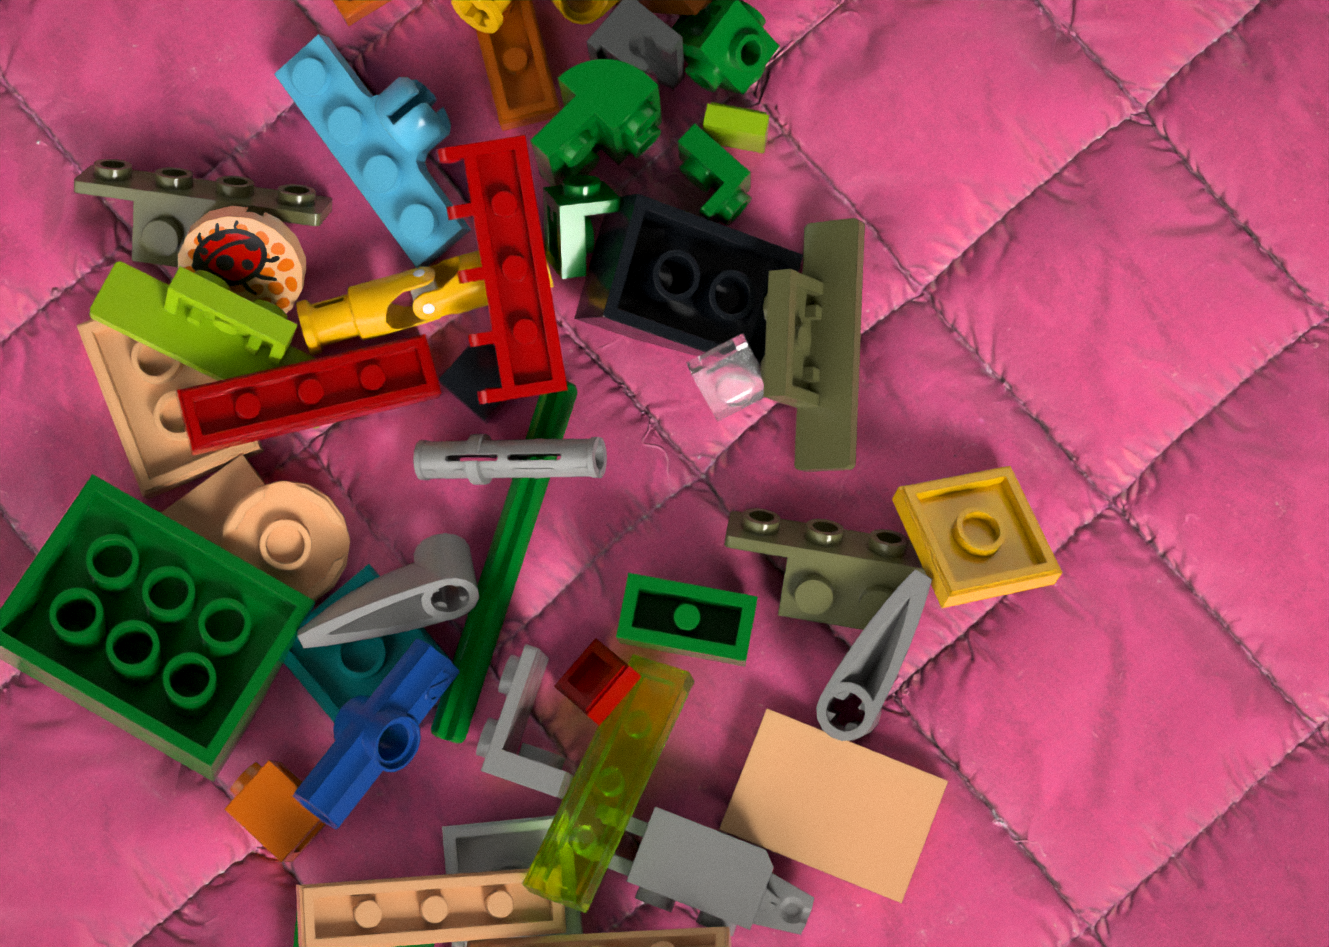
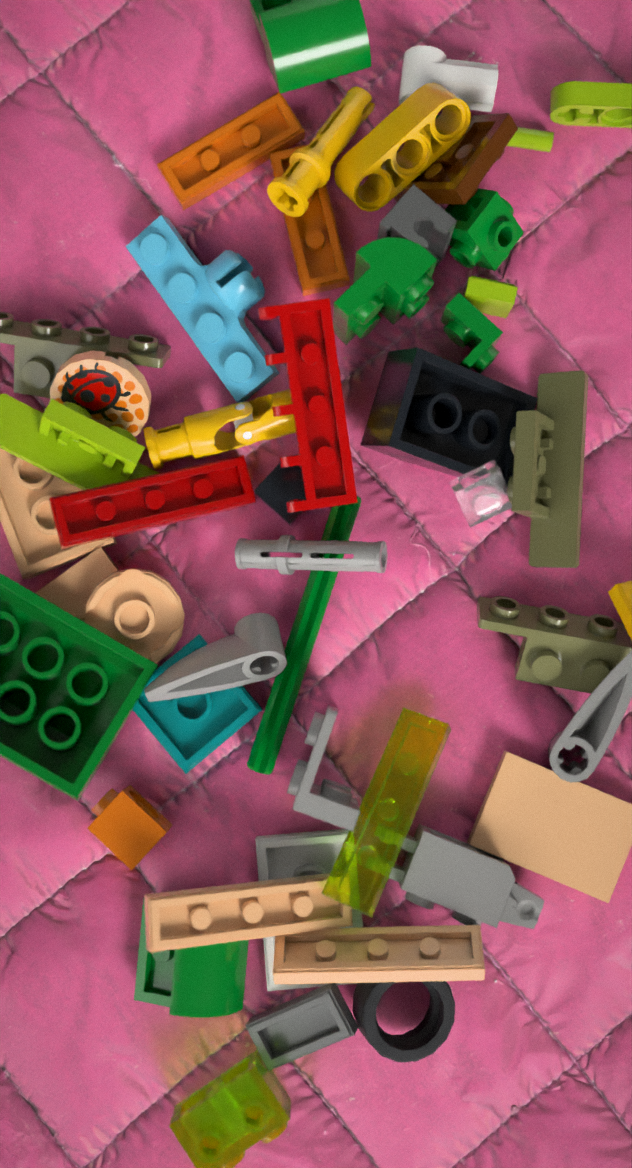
camera: 10 degrees left, 5 degrees up
(376, 733) = (206, 772): blue piece -> none
(566, 226) = (357, 368): green bracket -> none
(597, 681) = (376, 729): red tile -> none
(686, 619) = (450, 685): green brick -> none

